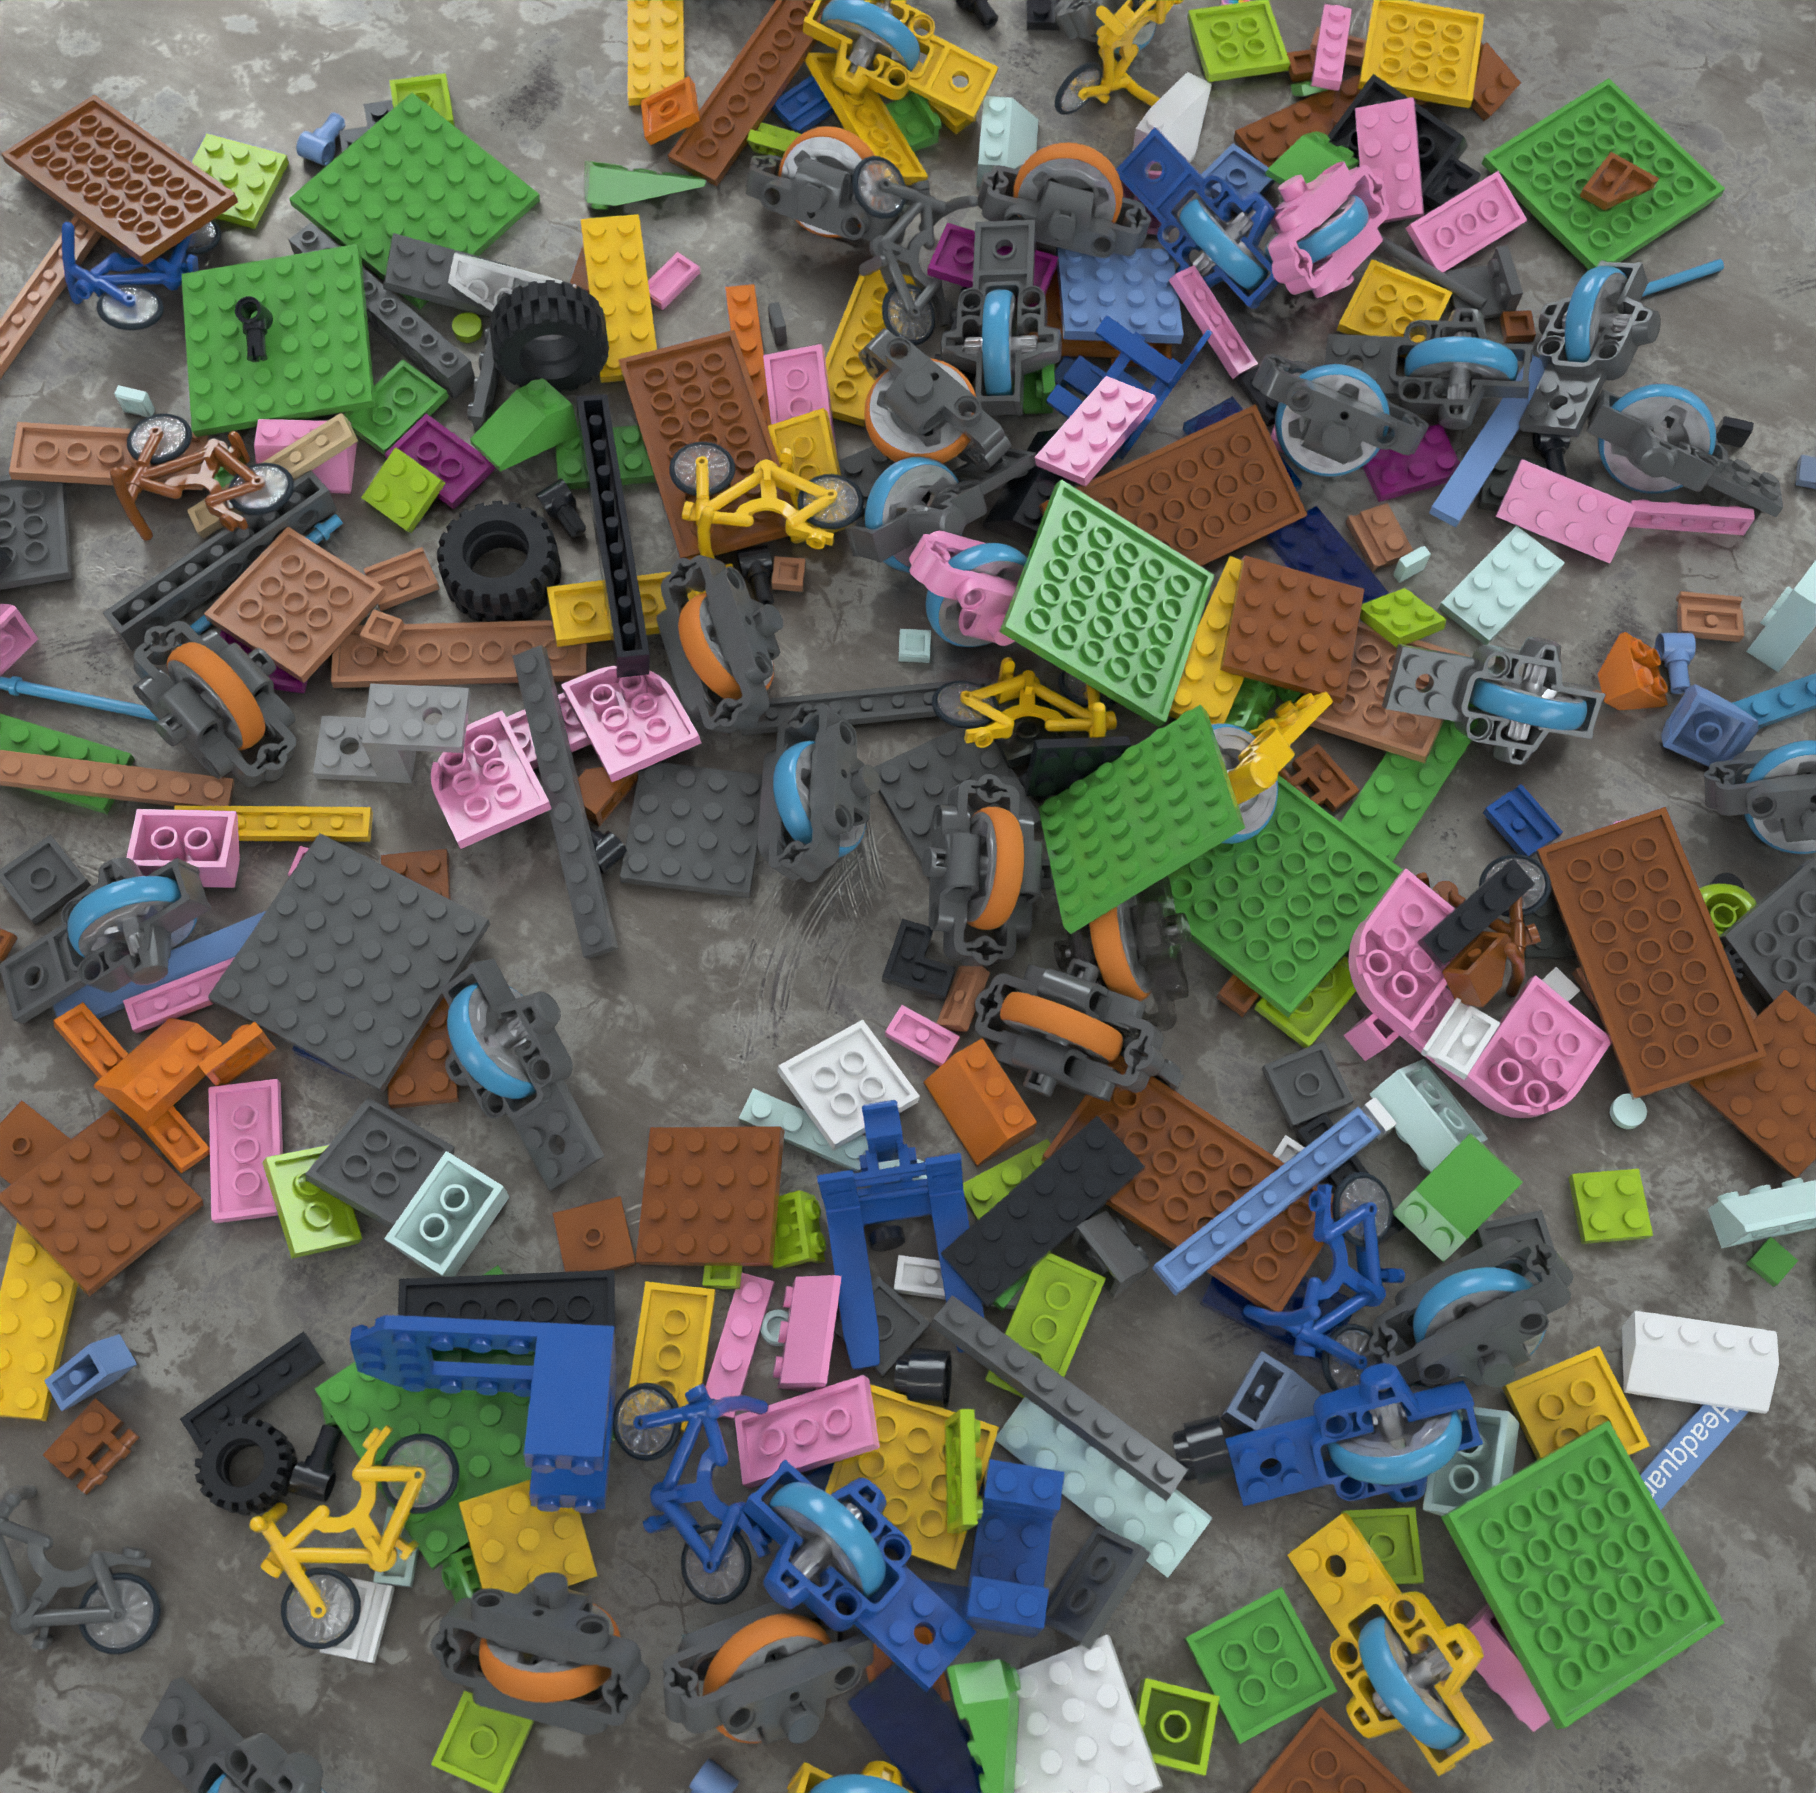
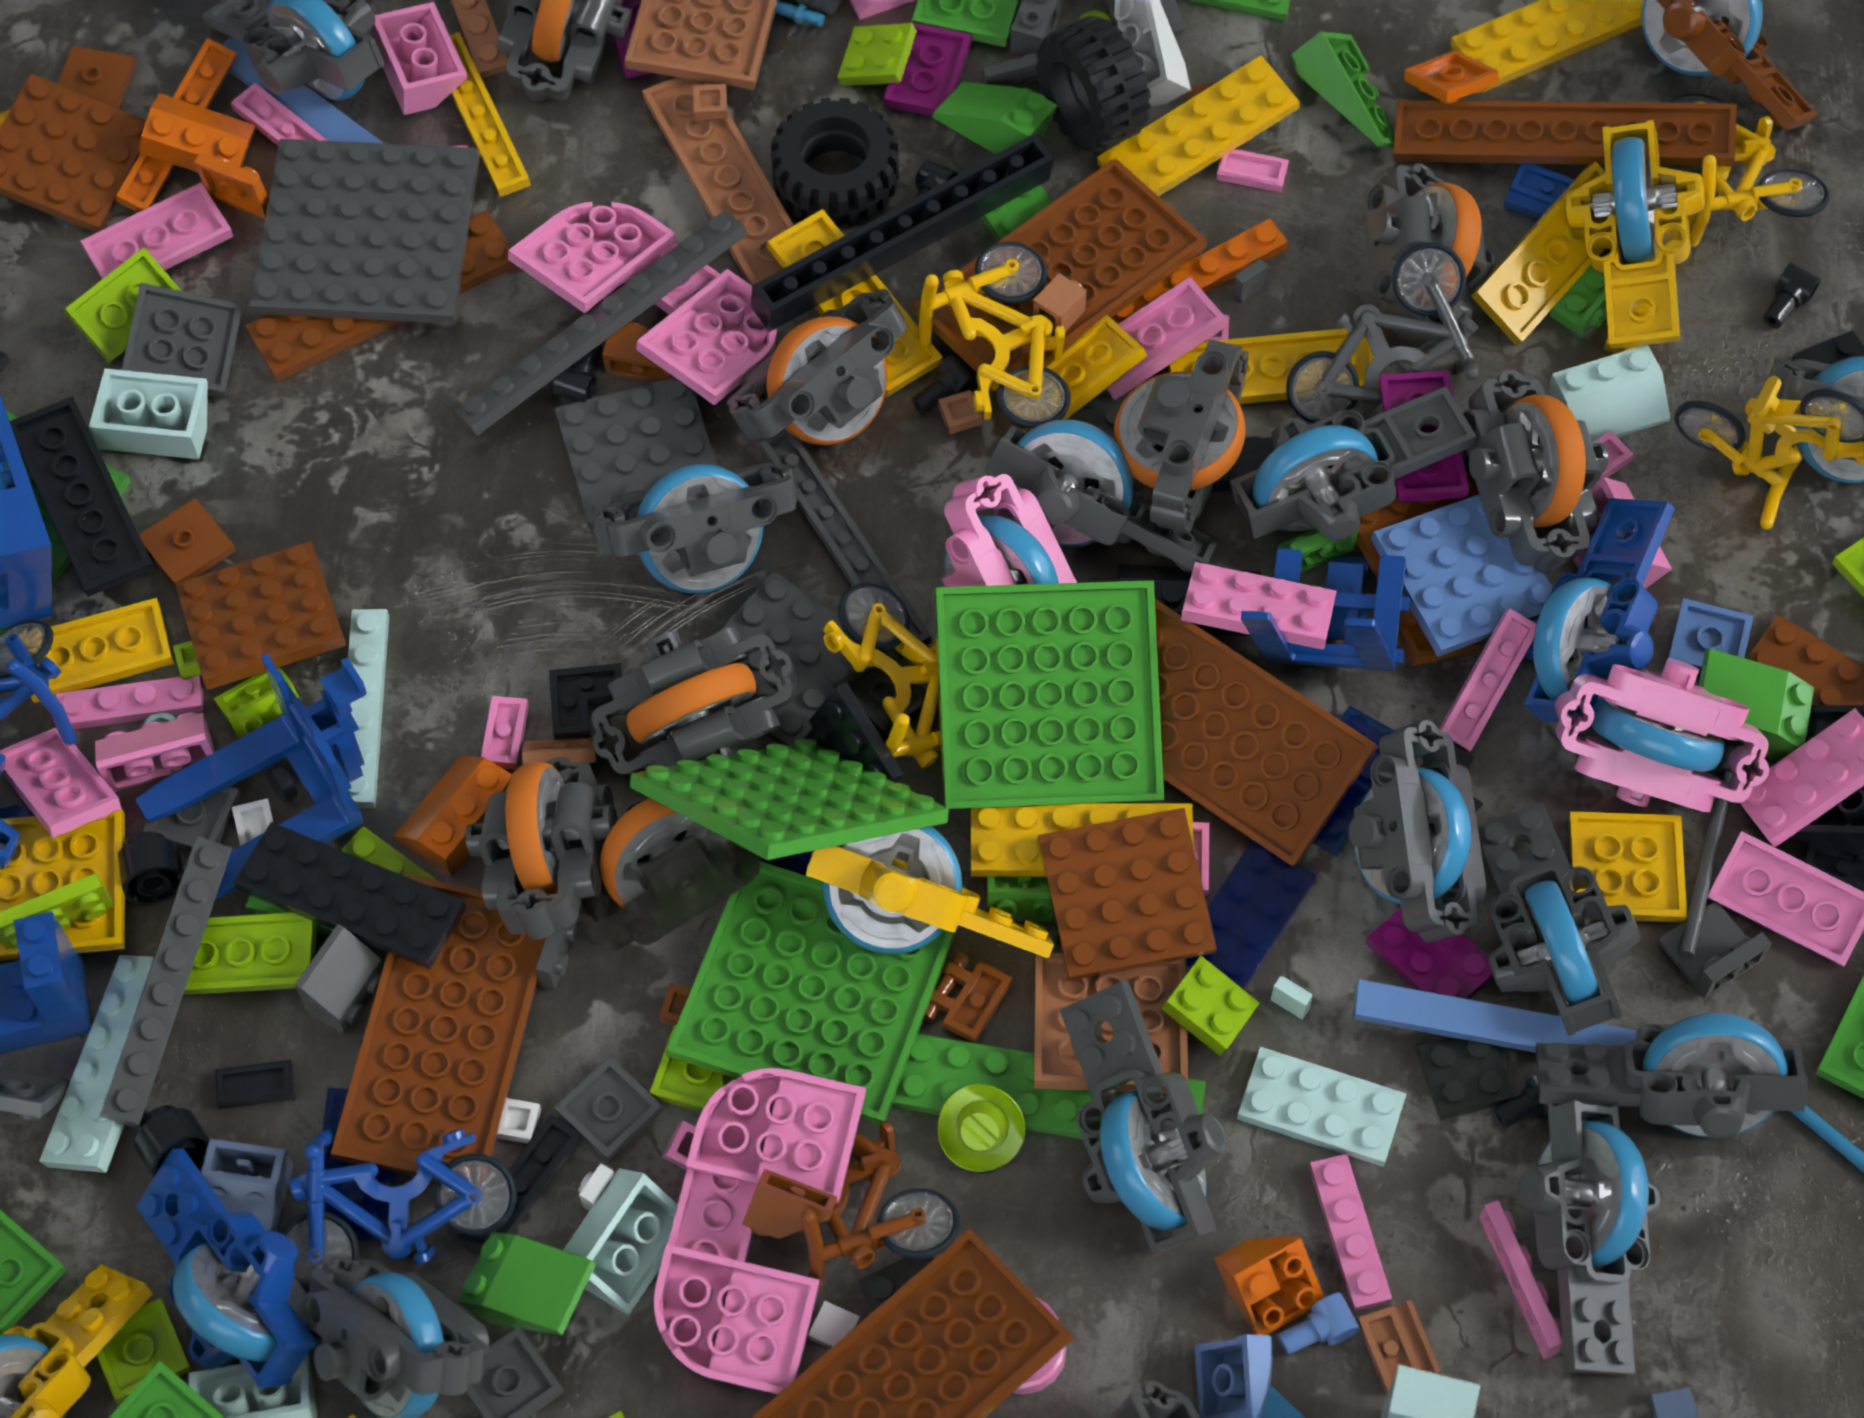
camera: 70 degrees right, 5 degrees down
(392, 733) = (600, 154): light grey bracket -> none
(403, 578) = (779, 93): nougat plate -> none
(502, 1080) = (323, 383): dark grey piece -> none
(747, 447) = (1061, 302): none -> nougat brick
(771, 139) = (1480, 183): lime bracket -> none
(841, 1077) = (423, 684): white plate -> none
(914, 645) = (933, 558): light aqua tile -> none
(1165, 1365) = (254, 1084): none -> black tile
(1178, 115) = (1744, 549): white wedge -> none
(1266, 1201) = (452, 1102): medium blue tile -> none
(1379, 536) = (1316, 955): nougat plate -> none
(1435, 816) = (981, 1128): none -> lime hat
(1460, 1038) = (703, 1221): white plate -> none
(1476, 913) = (850, 1180): black plate -> none
(1517, 326) = (1684, 1002): dark orange plate -> none
(1522, 821) = (1022, 1223): blue plate -> none
(1565, 511) = (1446, 1134): bright pink plate -> none
(1607, 610) = (1350, 1233): none -> bright pink plate
(1733, 431) = (1674, 1294): black tile -> none

